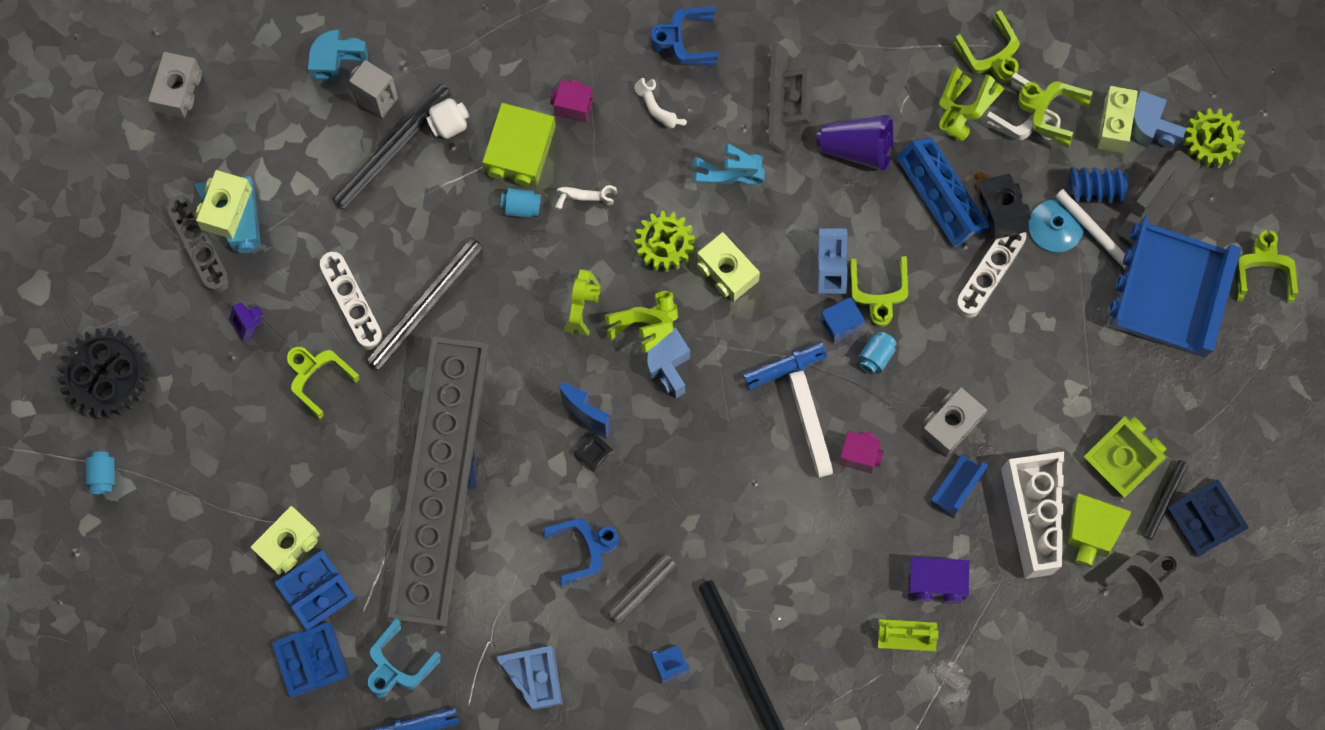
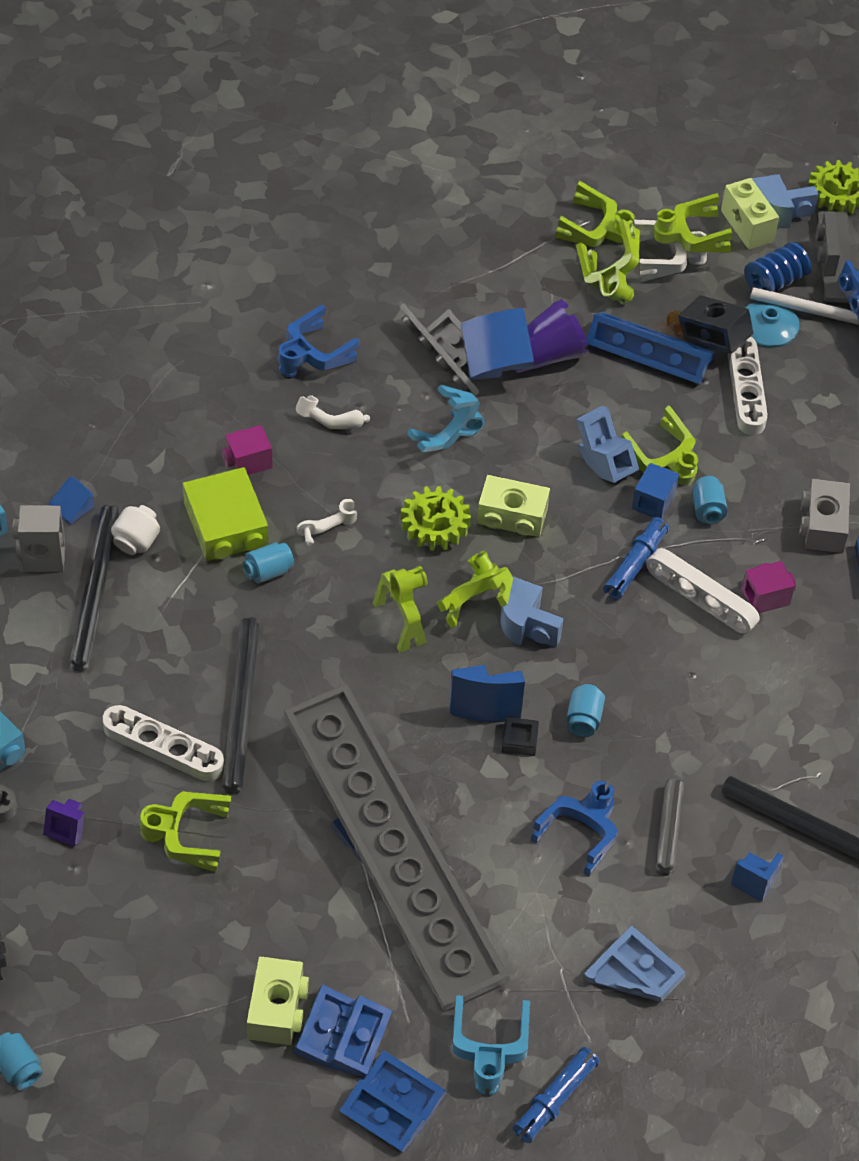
camera: 40 degrees left, 20 degrees down
(423, 65) = (74, 500): none -> blue slope
(650, 463) = (585, 710): none -> dark azure brick
(814, 124) = (497, 343): none -> blue slope

